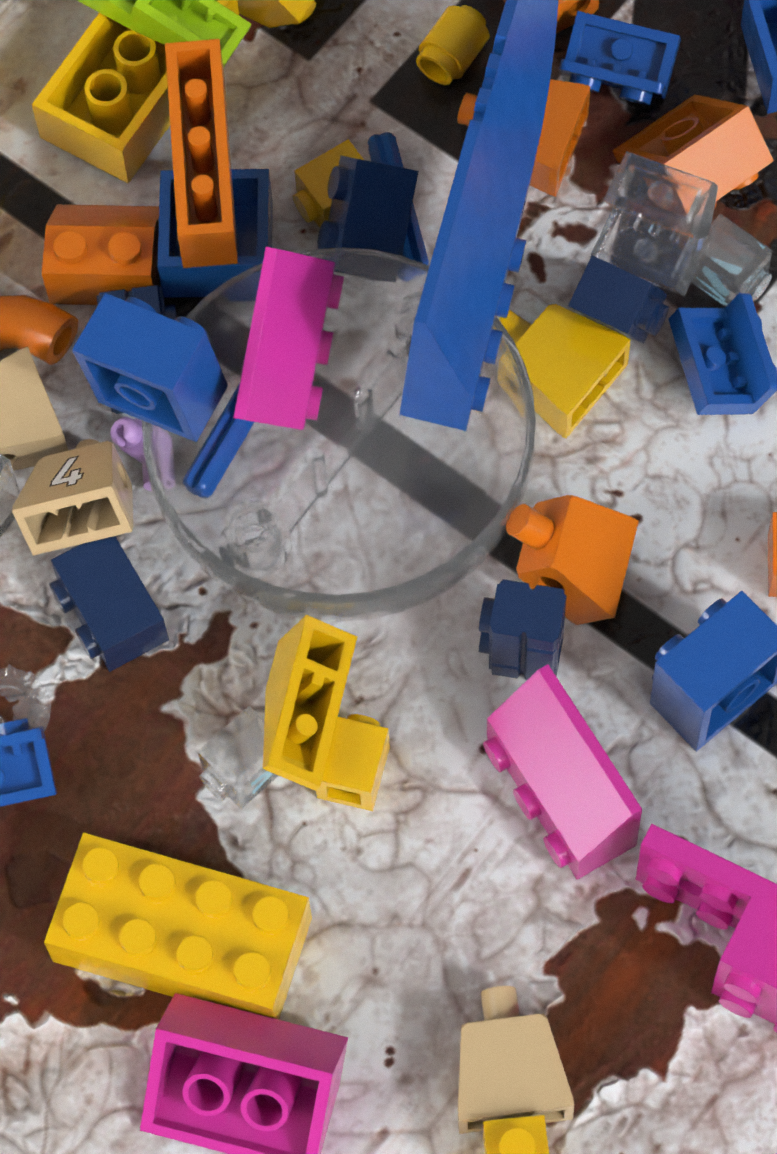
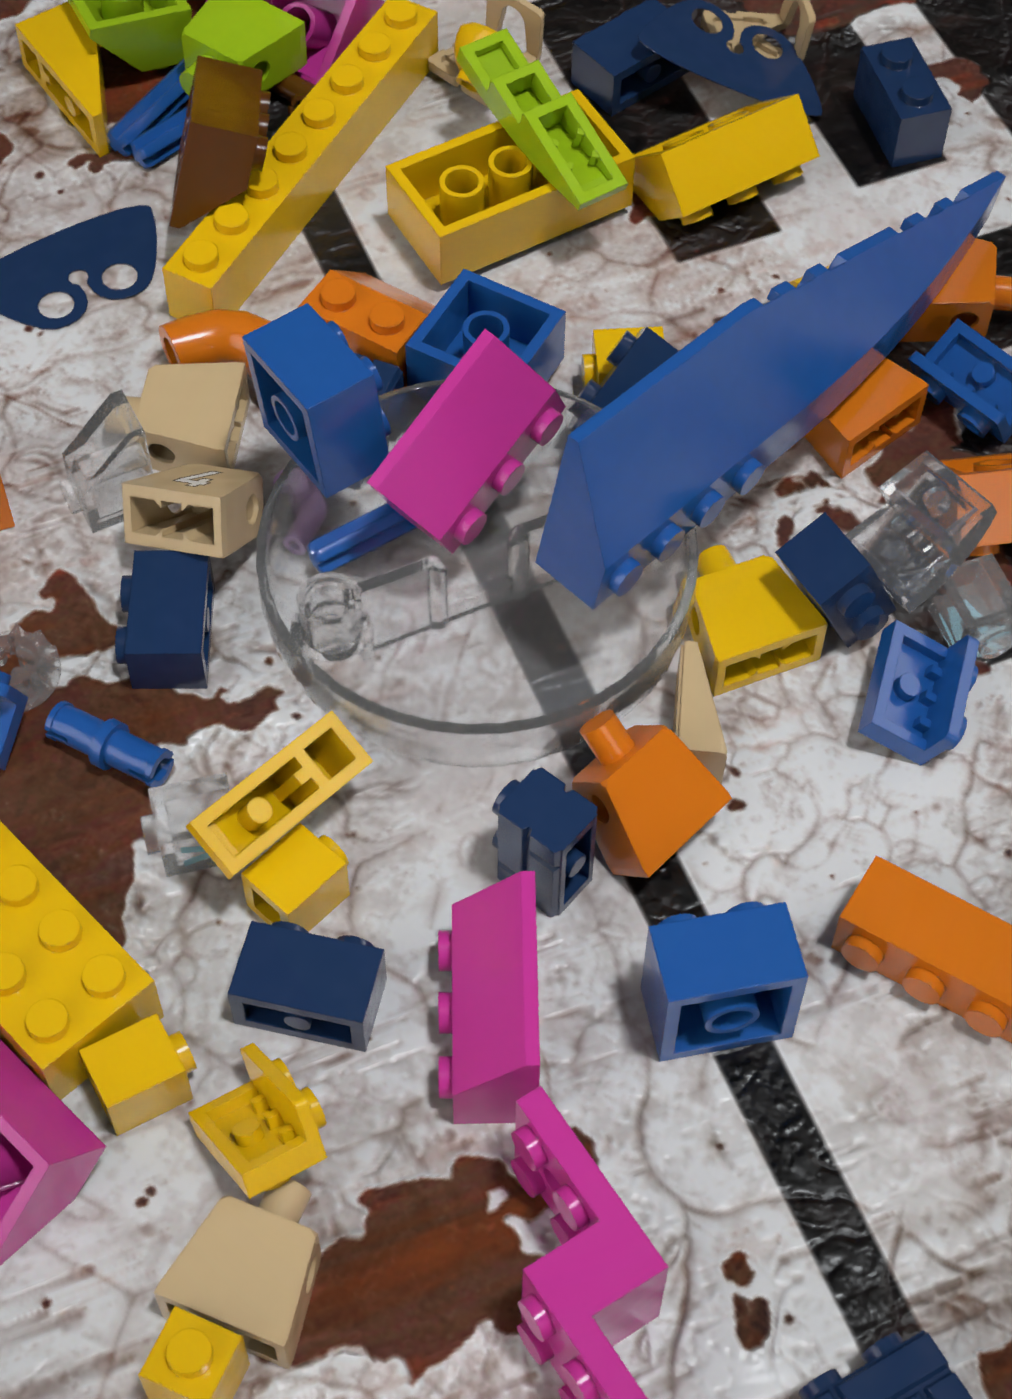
camera: 25 degrees right, 10 degrees down
(130, 729) = (109, 744): none -> blue pin
(201, 153) = (502, 254): orange brick -> none
(331, 970) = (139, 1073): none -> yellow brick
(413, 835) = (308, 984): none -> dark blue brick
(453, 959) = (263, 1127): none -> yellow bracket
(568, 464) = (695, 712): none -> tan slope

